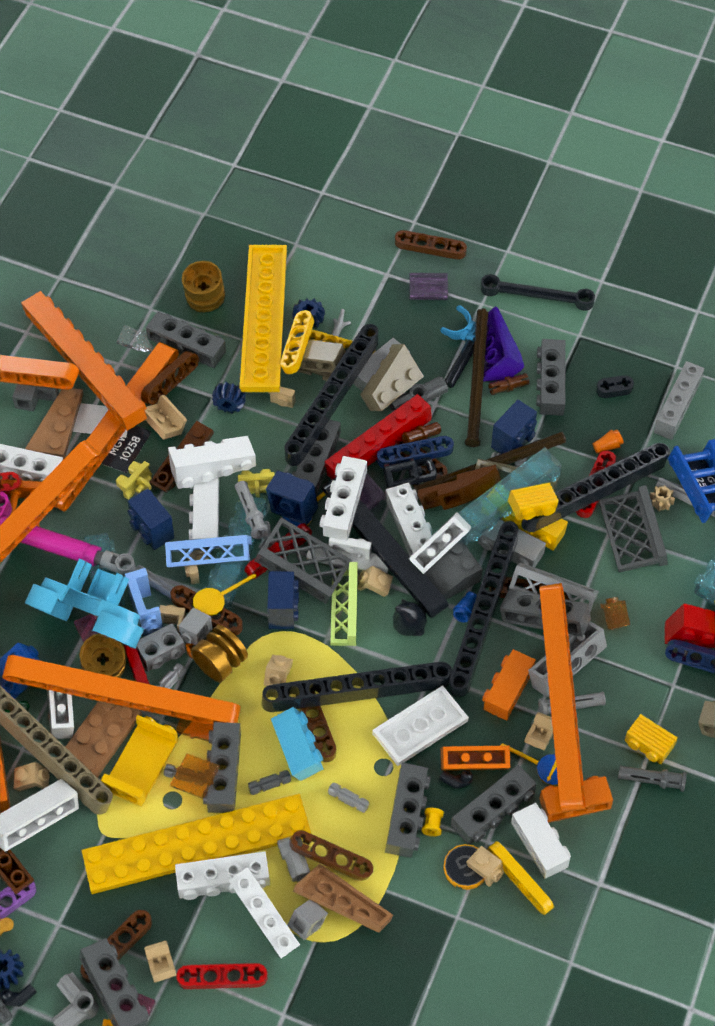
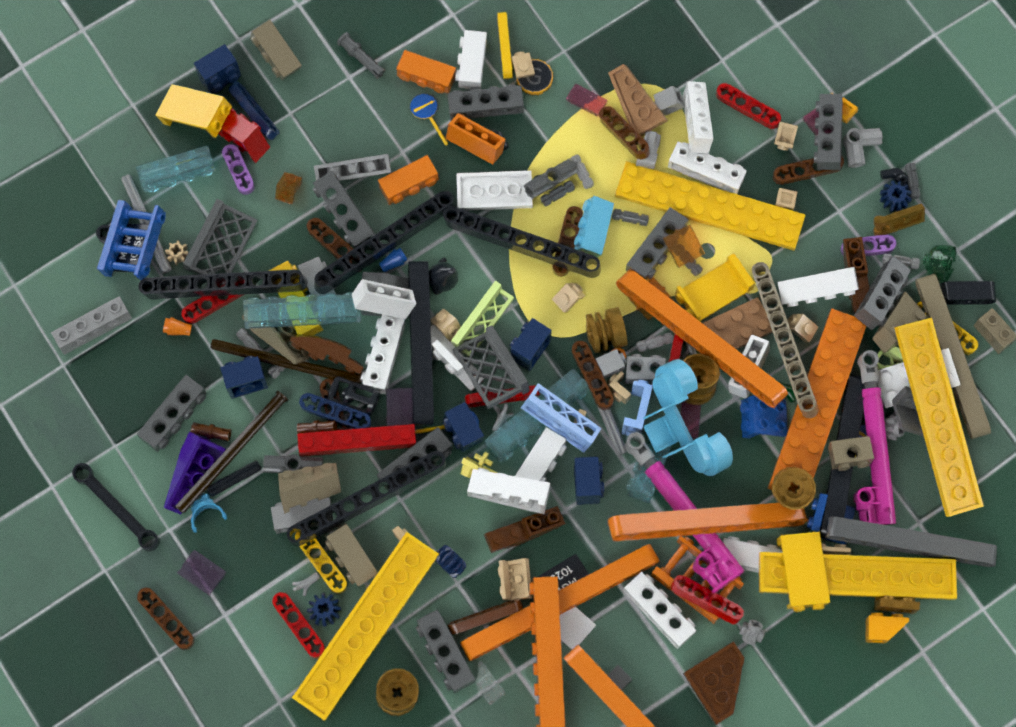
camera: 145 degrees left, 15 degrees up
(58, 424) = (611, 631): medium nougat wing -> none
(121, 900) = (786, 199): none -> tan tile
(137, 481) = (583, 532): light yellow hips -> none
(211, 600) = (586, 377): yellow piece -> none
(253, 515) = (506, 425): light grey pin -> none
(306, 317) = (357, 569): yellow beam -> none
(323, 292) = (298, 625): none -> red beam
(340, 526) = (446, 365): white brick -> none
(357, 761) = (557, 193): none -> dark grey axle
(367, 776) = (543, 183): none -> dark grey piece
(396, 875) = (586, 99): none -> clear pink tile
(409, 777) = (533, 157): dark grey brick -> none
(432, 822) = (536, 118): yellow bush -> none
(533, 501) = (290, 279): yellow brick -> none
(540, 731) = (414, 132): tan bracket -> none
(546, 578) = (316, 227): light grey fence -> none
(562, 698) = (385, 130): orange beam -> none
(581, 701) = (382, 143): light grey pin -> none
(614, 386) = (130, 371): black beam -> none
(650, 739) = (341, 80): yellow brick -> none
(671, 594) = (239, 161): none -> medium lavender beam

